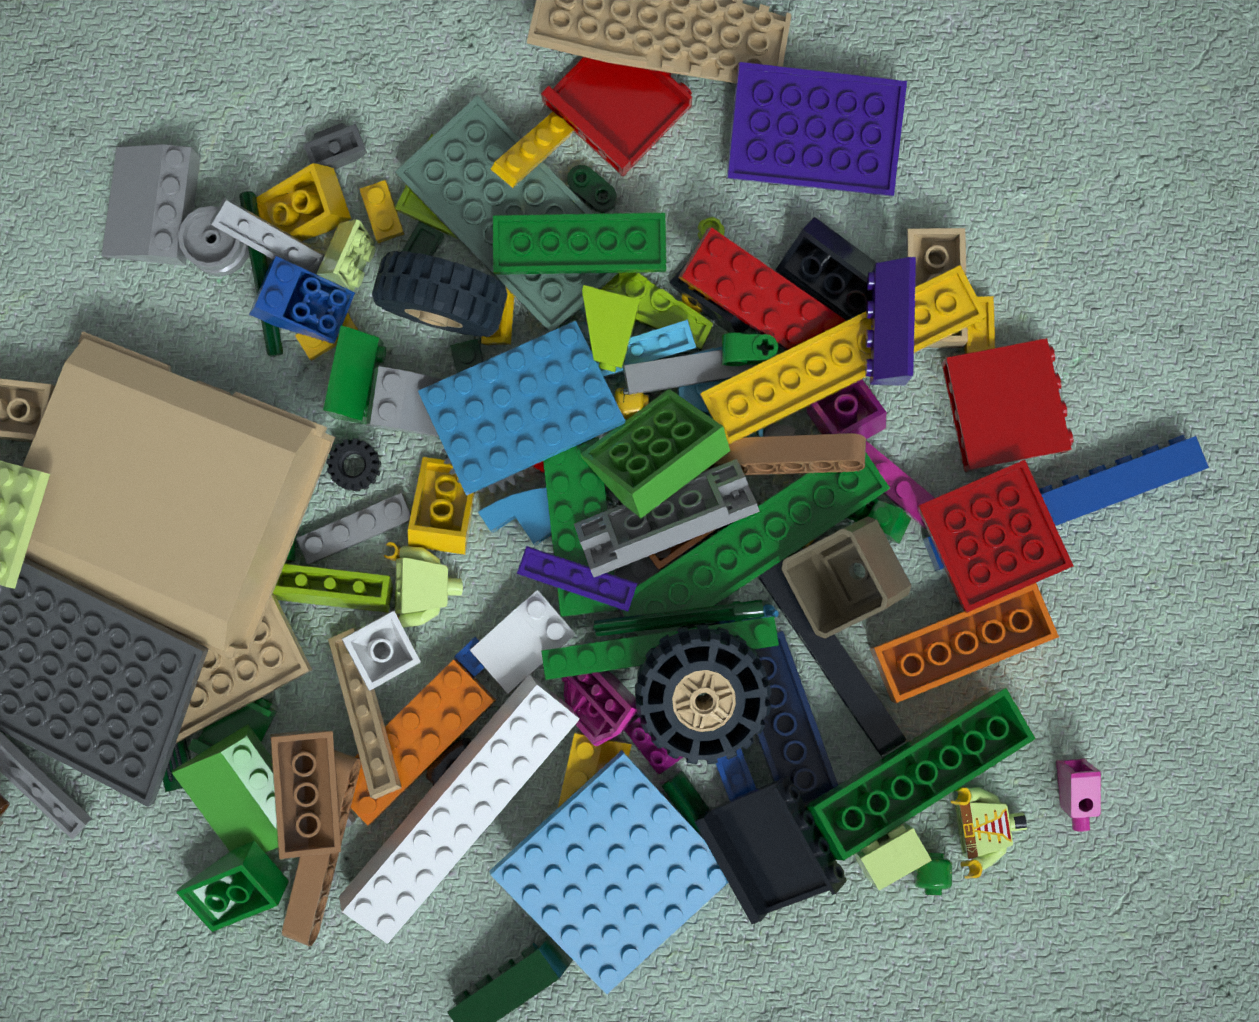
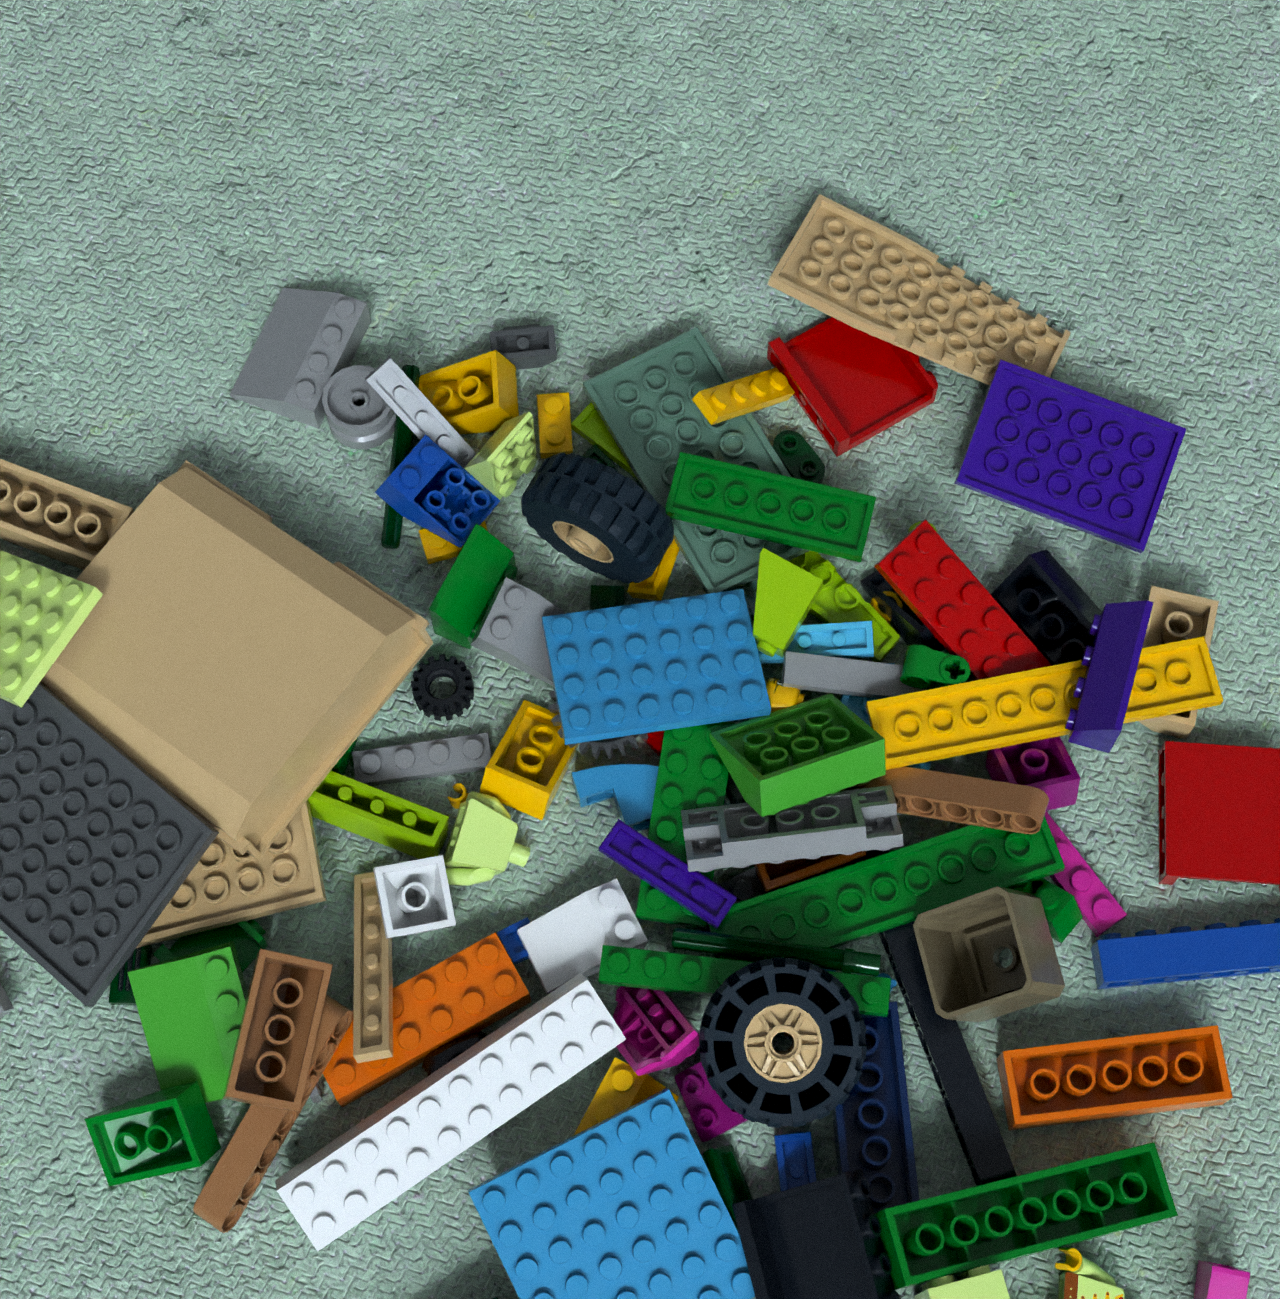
camera: 10 degrees right, 15 degrees down
(982, 334) = (1214, 722): yellow plate -> none
(995, 536) = (1179, 957): red plate -> none

